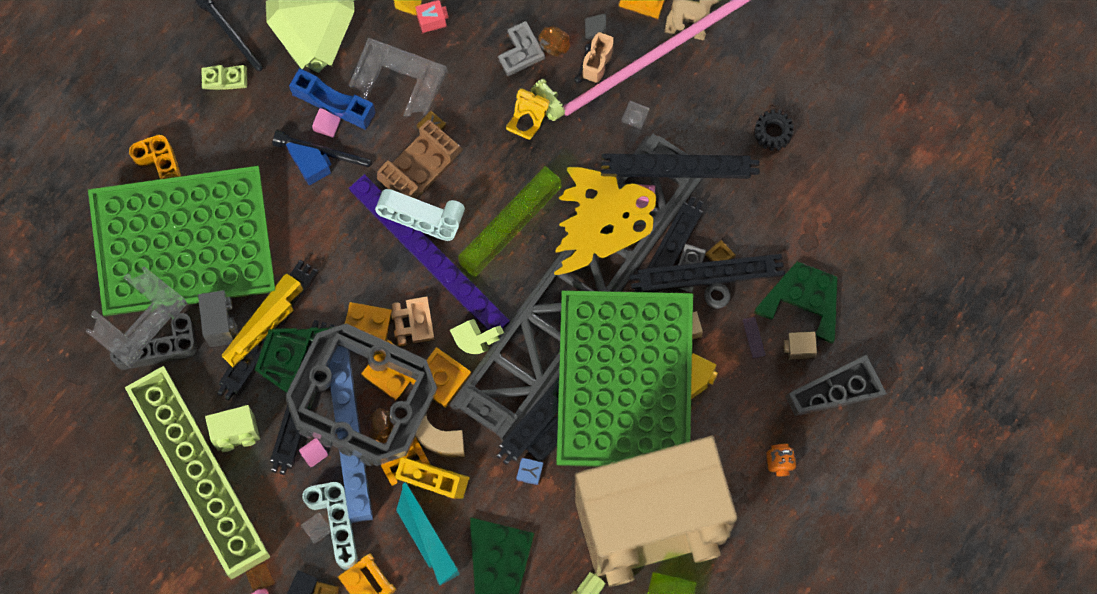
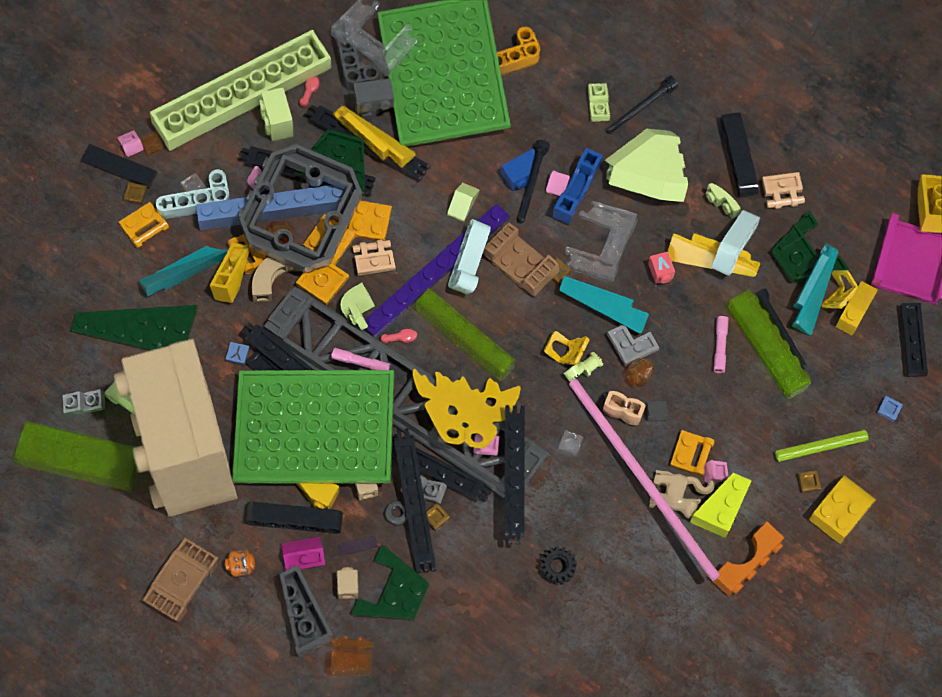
camera: 80 degrees right, 5 degrees down
(192, 395) = (310, 87): none -> coral piece
(344, 224) = (462, 202): none -> yellowish green slope
(473, 72) = (607, 303): none -> teal wedge
(508, 289) = (404, 336): none -> coral piece
(542, 341) = (348, 357): none -> bright pink piece
(726, 402) = (294, 517): none -> black beam
(766, 394) = (304, 553): none -> dark pink panel
(803, 523) = (180, 579): none -> medium nougat plate
(890, 339) = (351, 662): none -> clear orange brick

